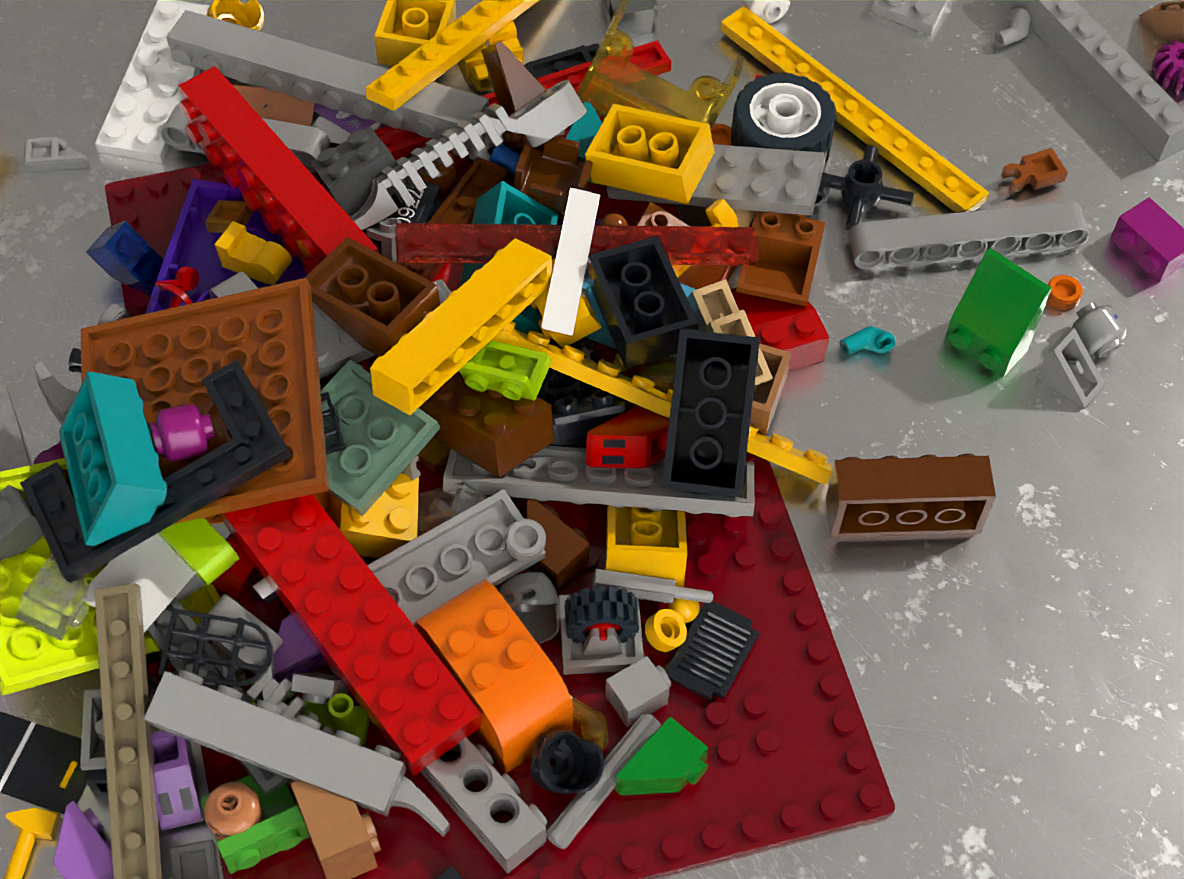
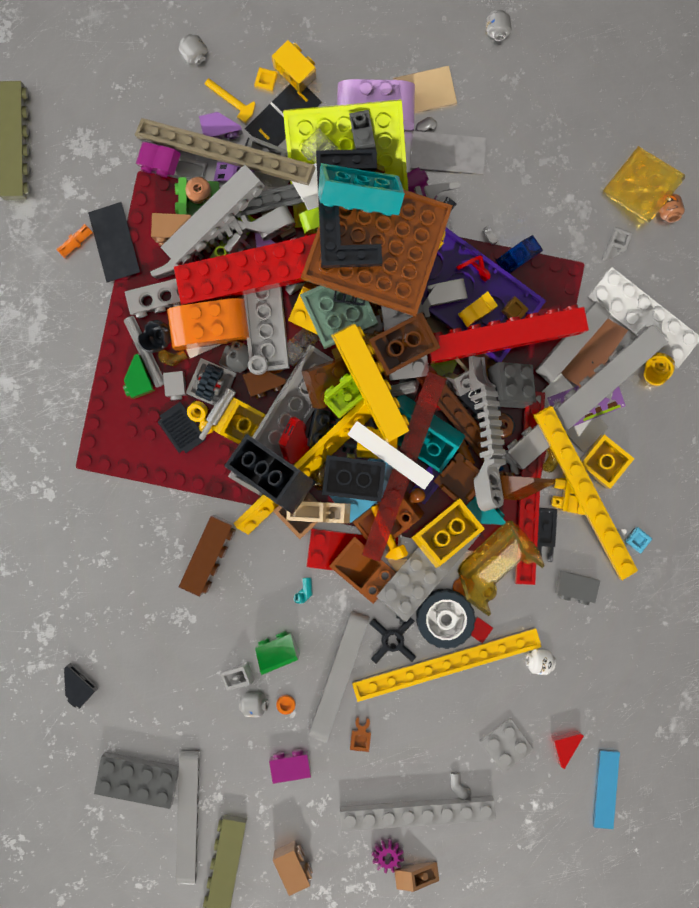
camera: 120 degrees right, 30 degrees up
(181, 432) = (358, 225): magenta head -> none
(205, 637) = (275, 205): black window -> none

